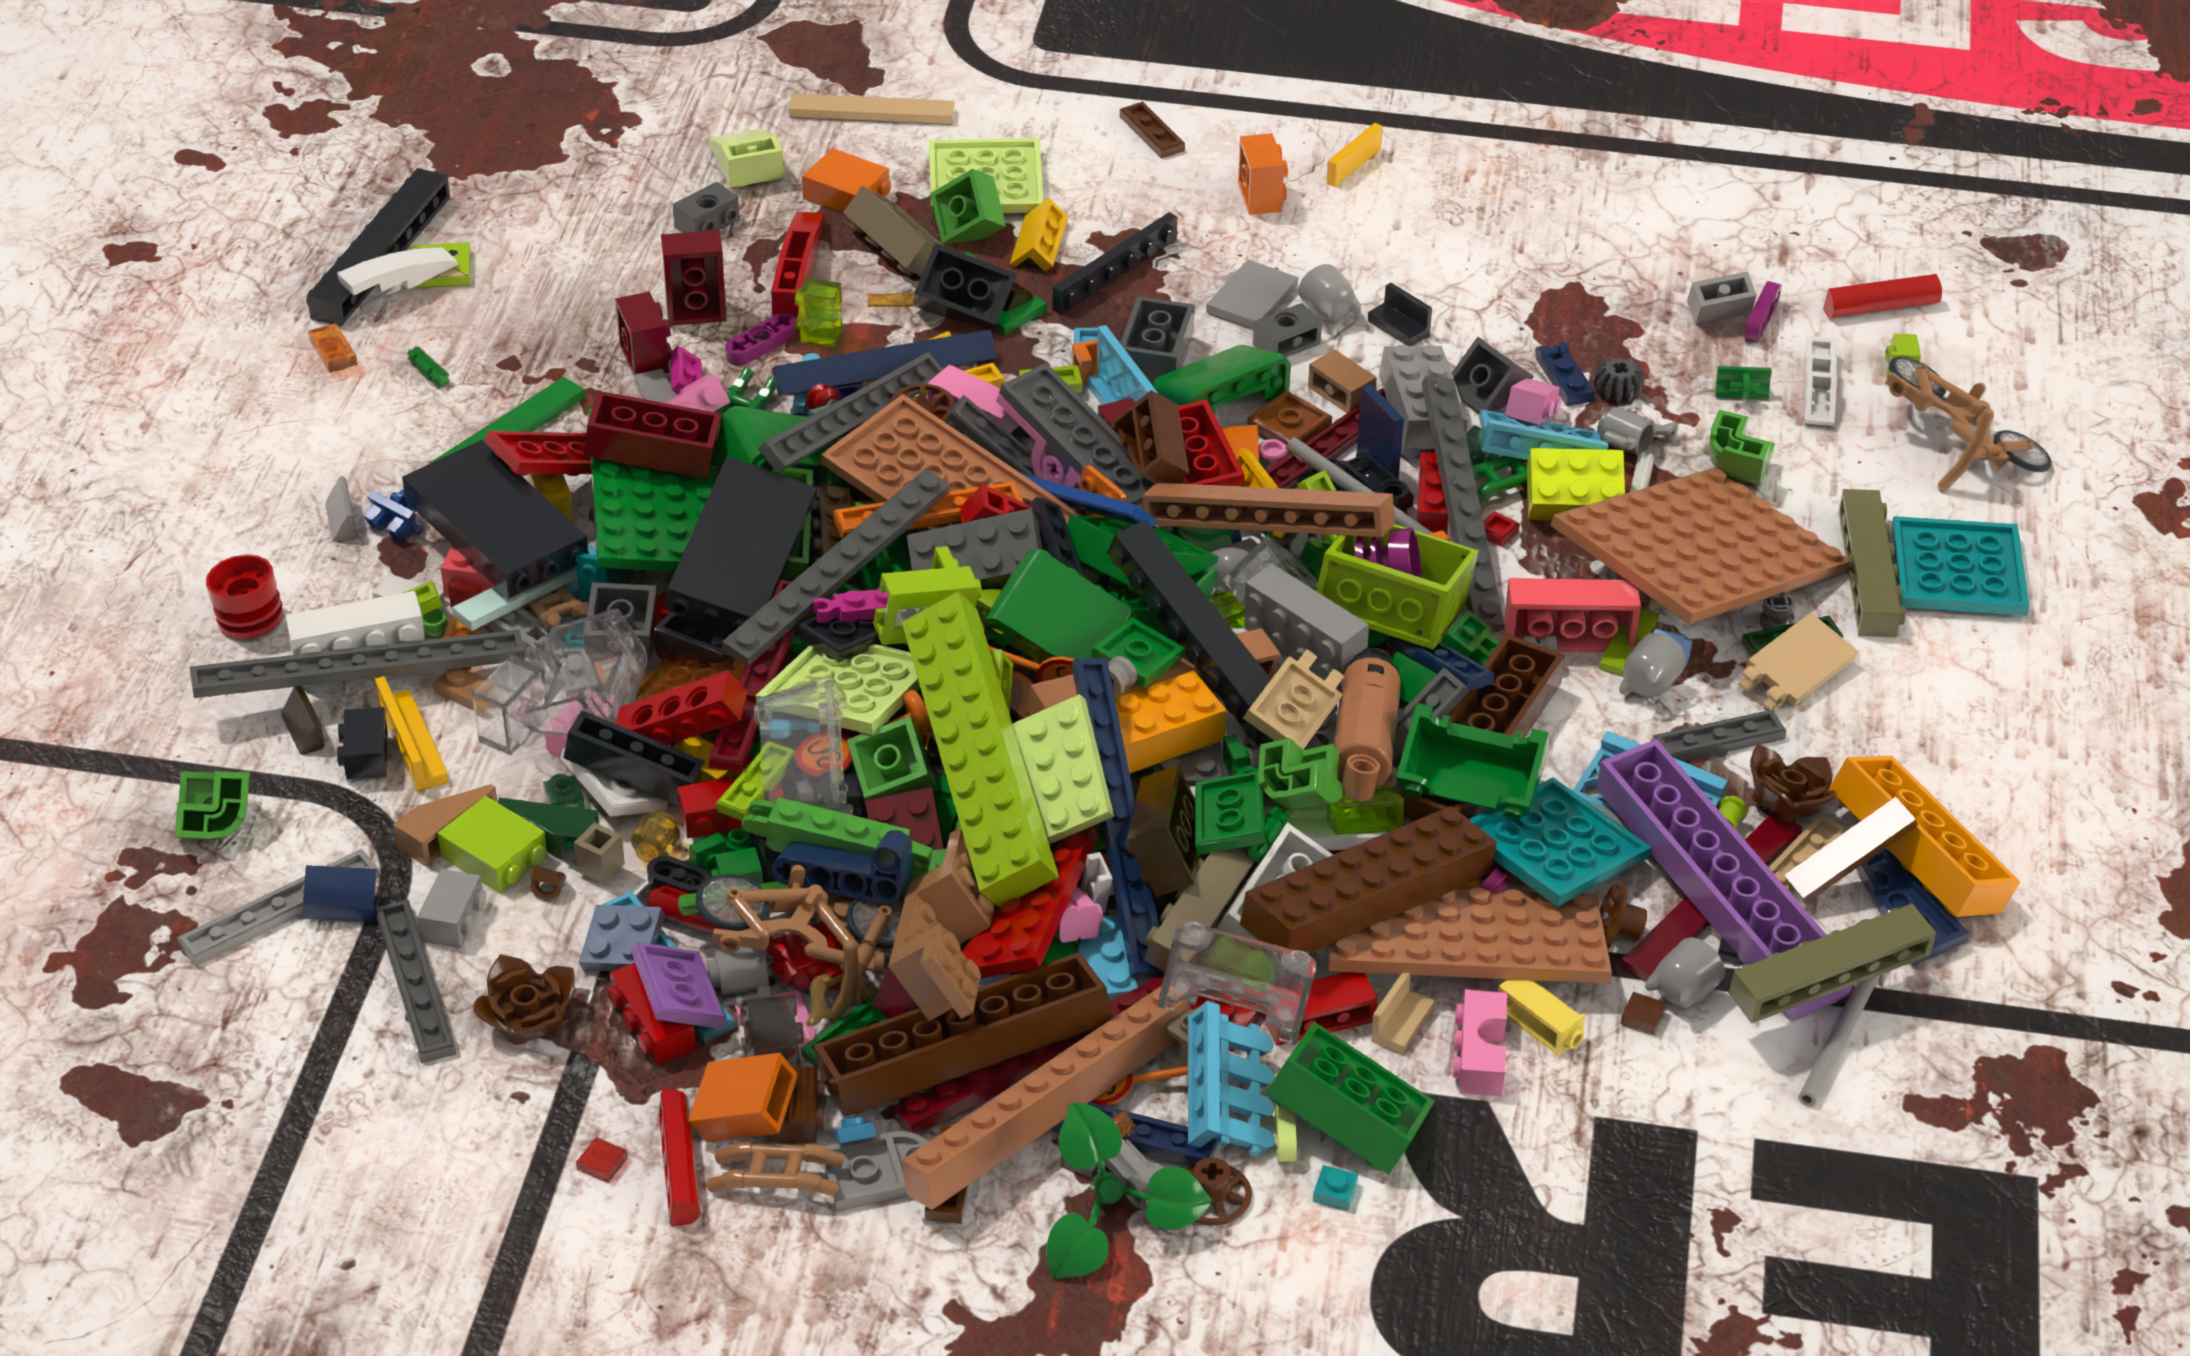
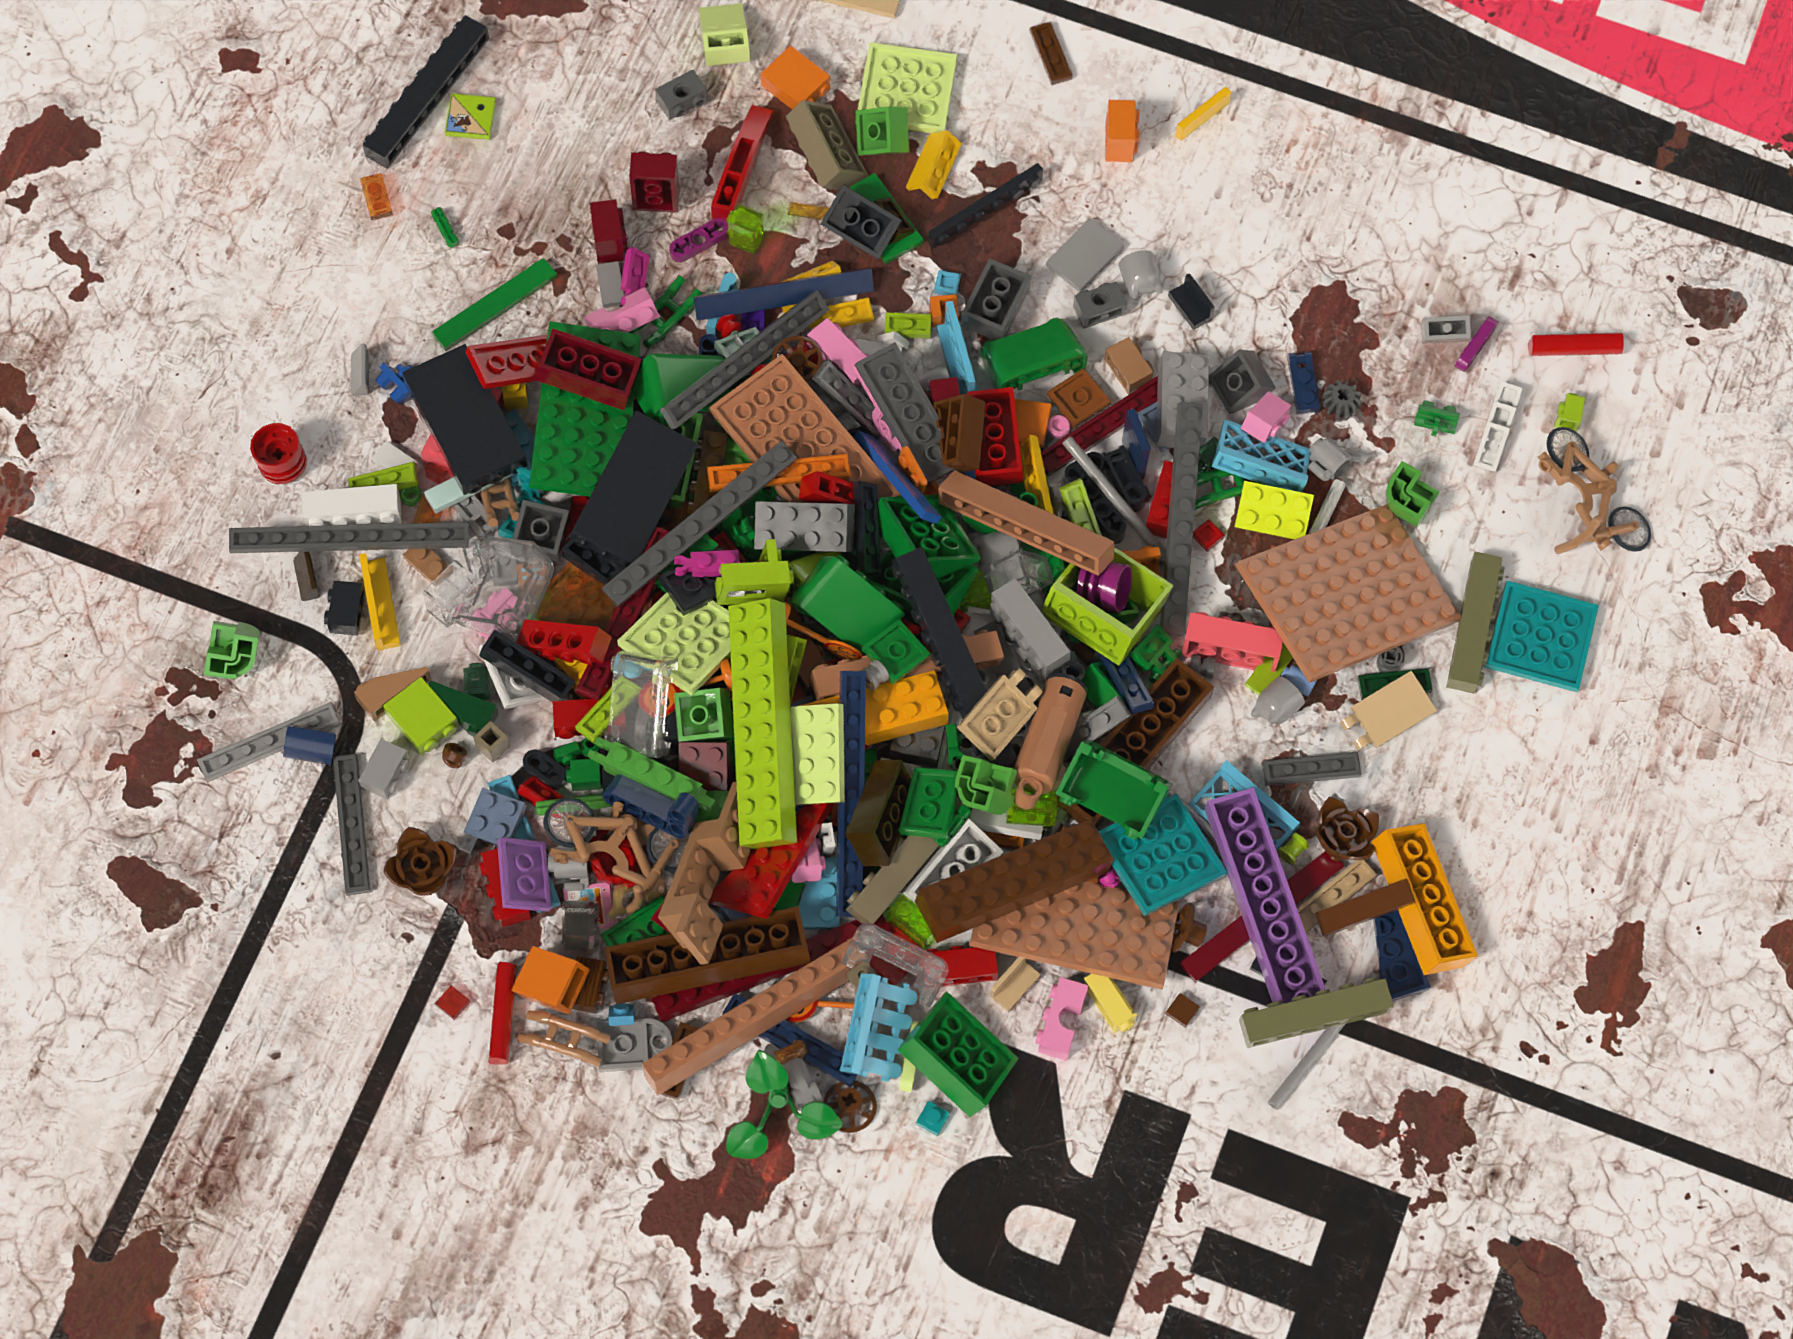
camera: 10 degrees right, 25 degrees up
(403, 267) = (436, 125): white slope -> none
(655, 836) = (533, 731): clear yellow head -> none
(1687, 973) = (1218, 990): light grey piece -> none

